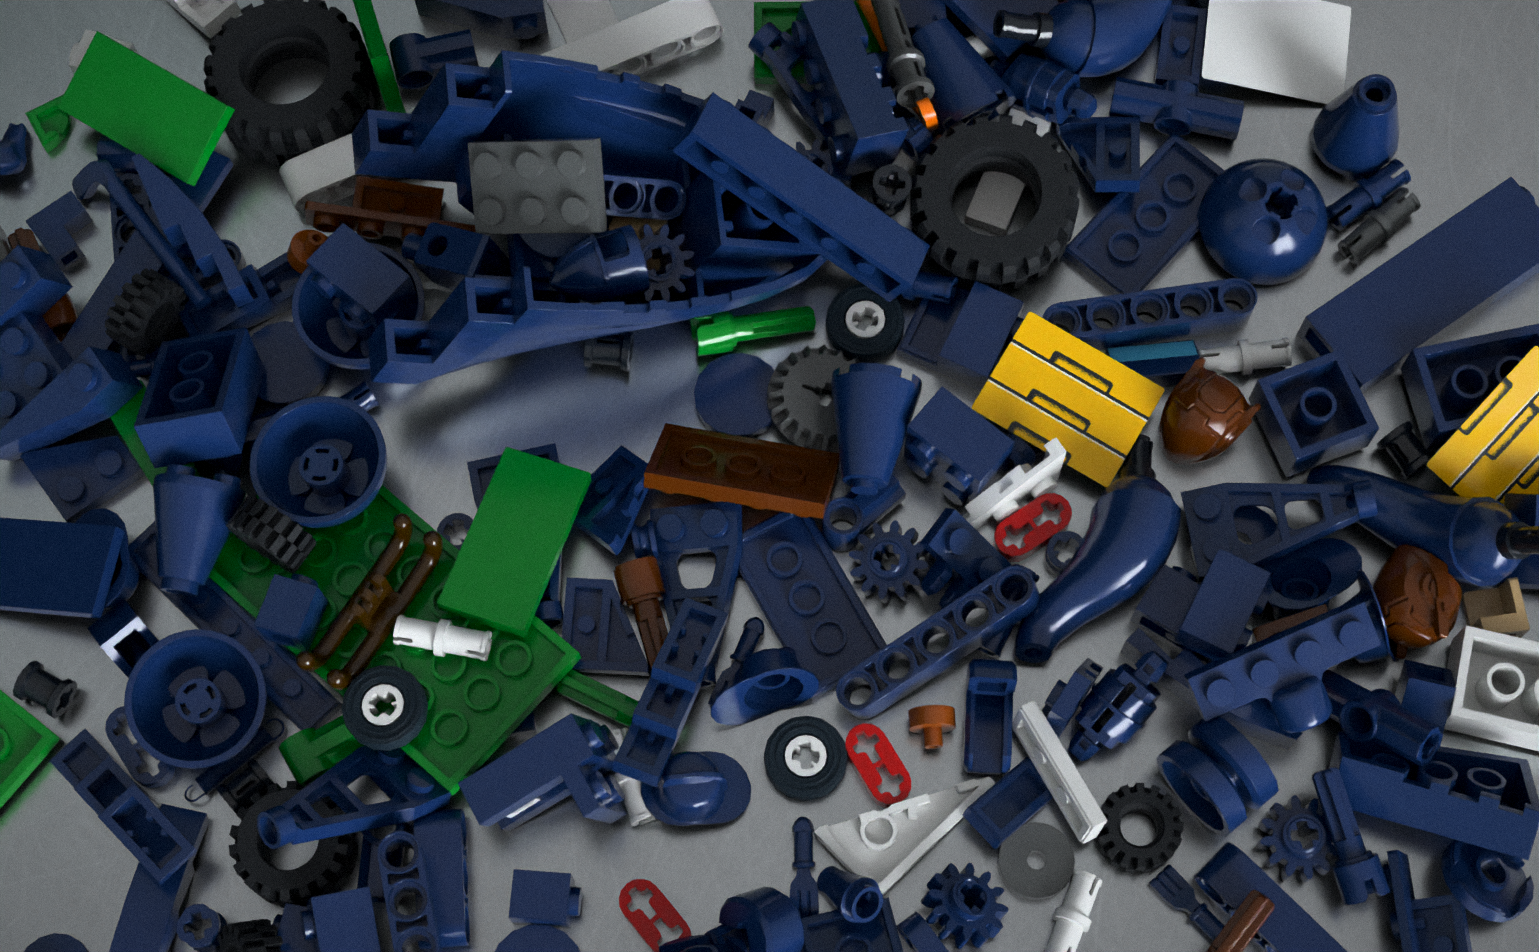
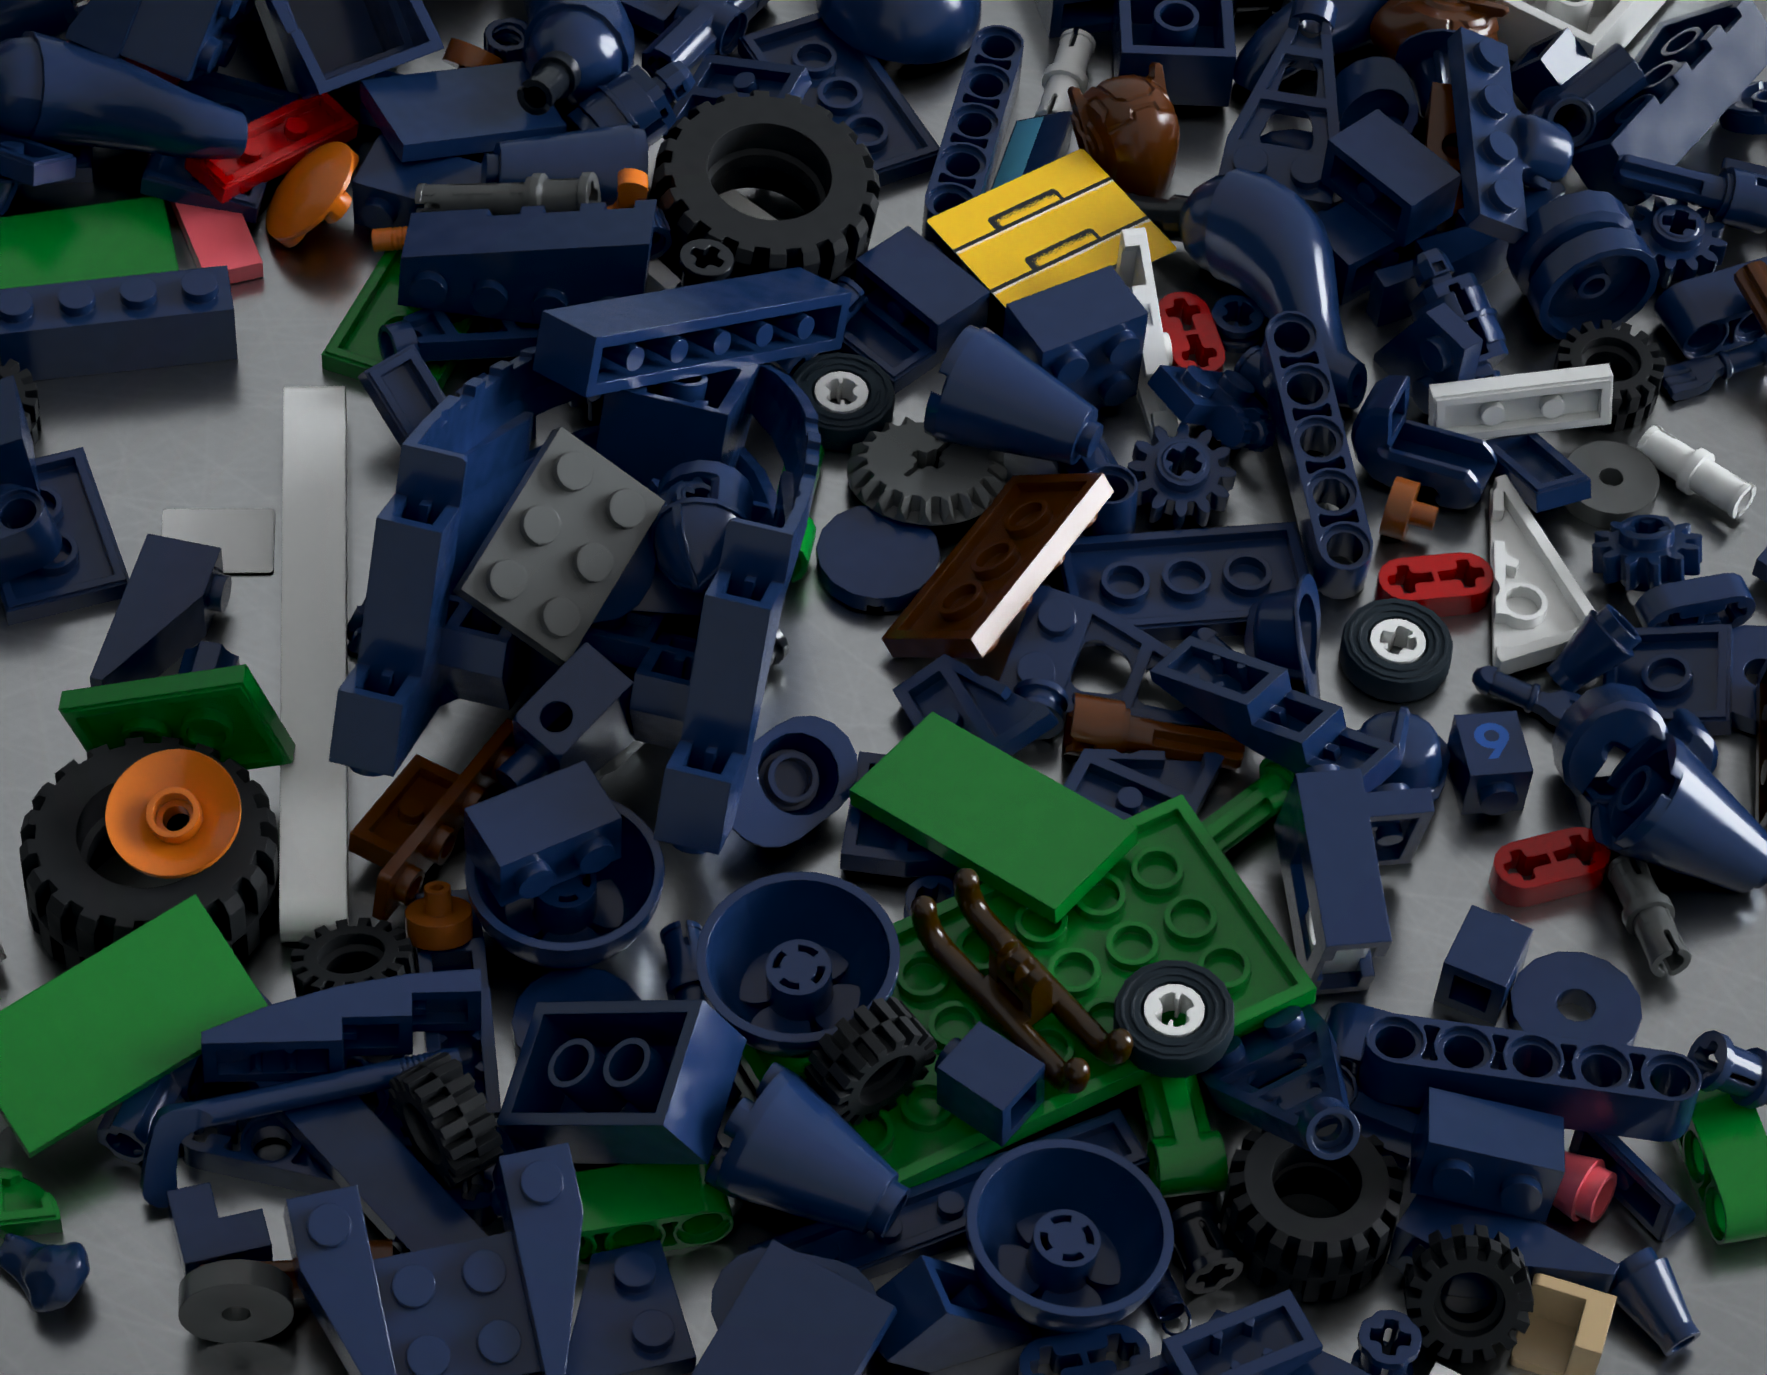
camera: 75 degrees left, 20 degrees down
(262, 204) = (350, 955): none -> black tyre
(282, 68) = (166, 786): none -> orange dish
(442, 637) = (1103, 922): white pin -> none
(499, 407) = (794, 781): none -> dark blue piece
(719, 851) = (1489, 763): none -> dark blue brick
(721, 65) = (402, 391): none -> dark blue tile

